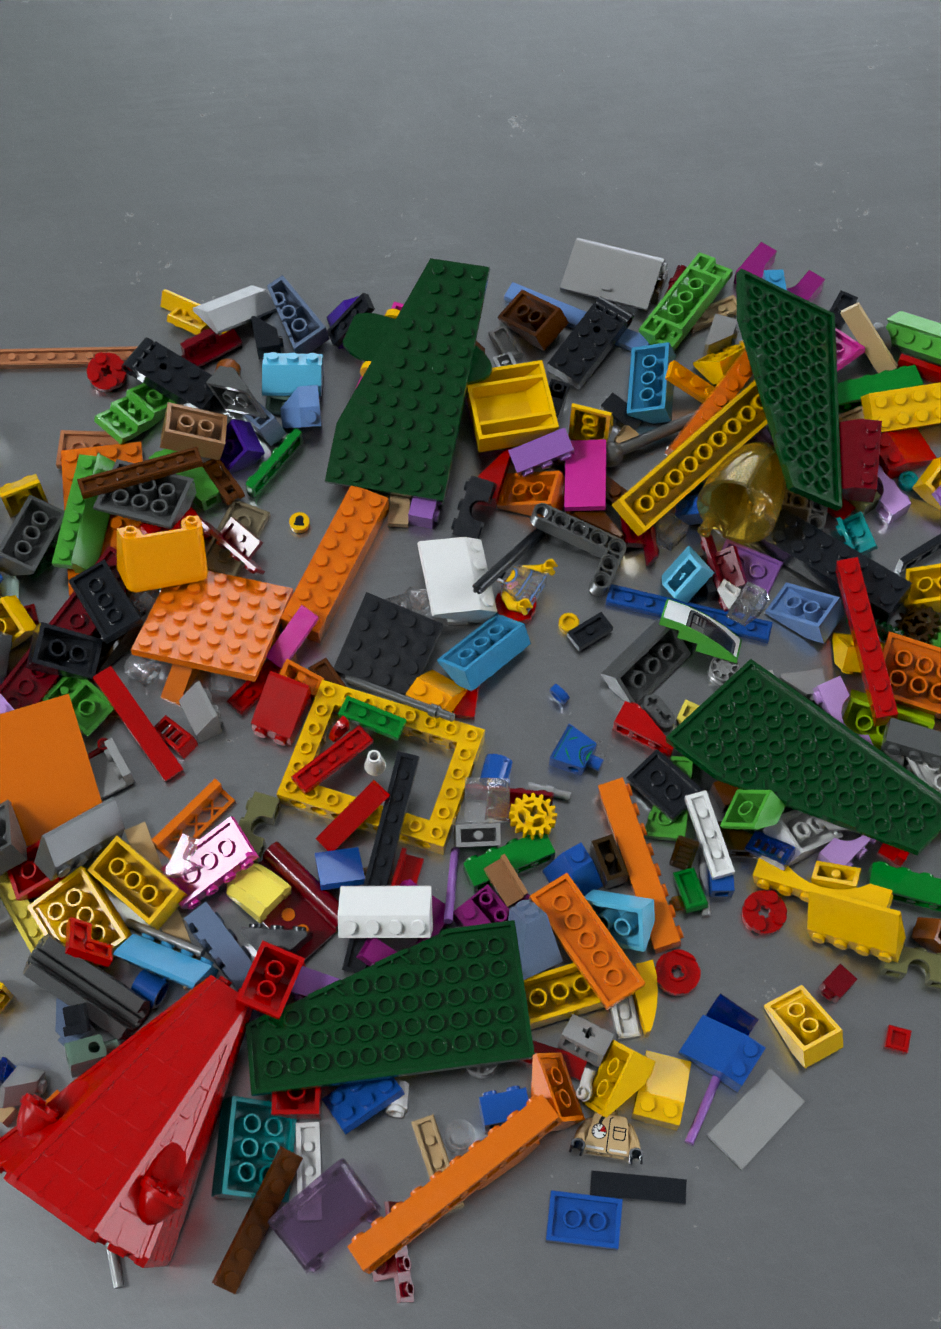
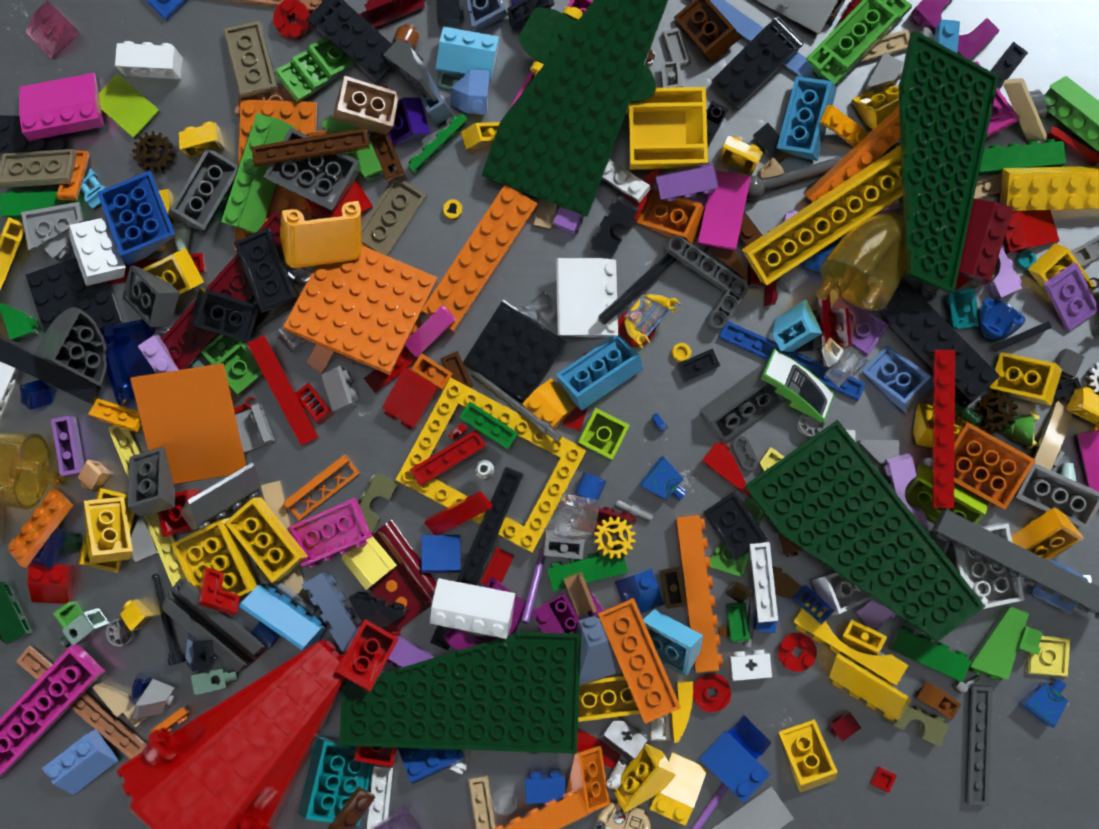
camera: 10 degrees right, 20 degrees up
(43, 1037) = (174, 656): none -> black piece
(67, 413) = (250, 59): none -> dark tan tile
(180, 861) = (306, 528): clear slope -> none
(238, 540) = (392, 223): bracket -> none
(316, 447) = (479, 135): none -> yellow slope
(476, 465) = (625, 181): none -> white plate
(501, 713) = (603, 434): none -> lime brick
(706, 943) = (761, 669): none -> white brick
(753, 810) = (804, 571): bright green slope -> none
(895, 539) = (999, 319): none -> blue hair

